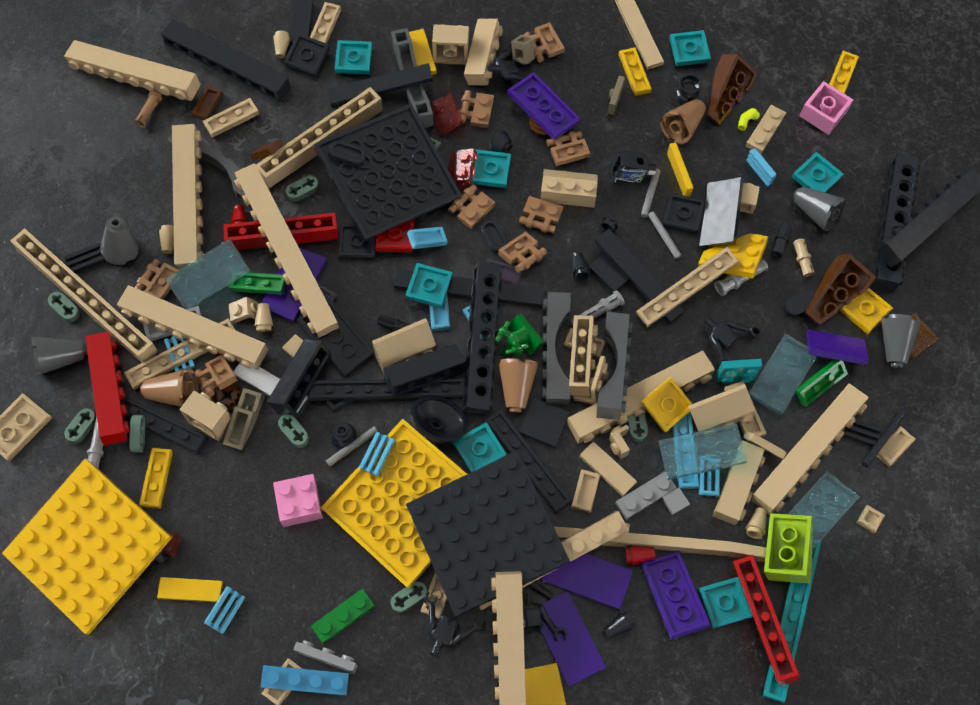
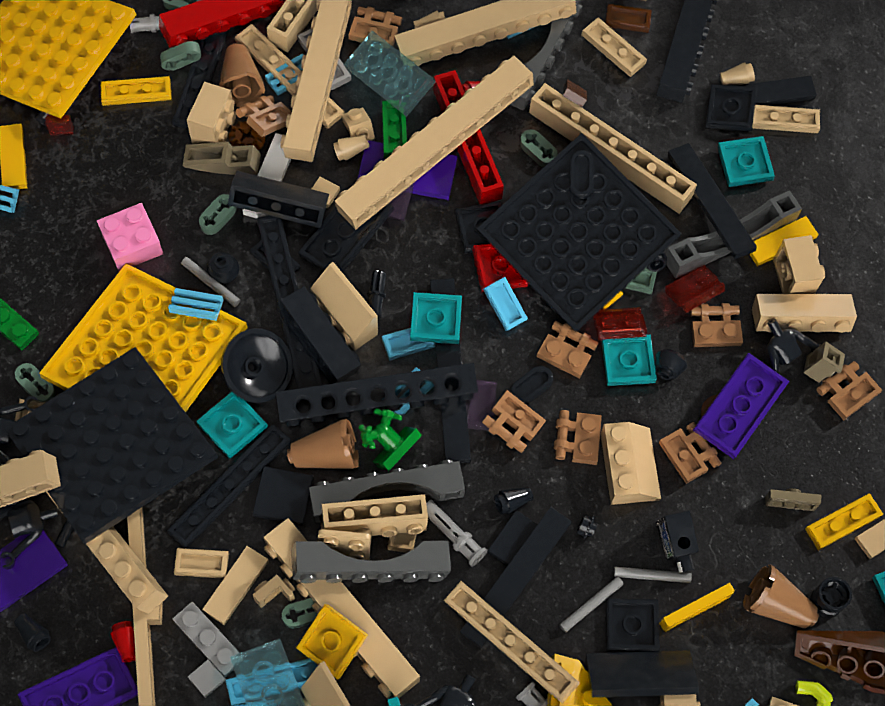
camera: 75 degrees right, 0 degrees up
(592, 579) = (85, 595): dark purple tile -> none

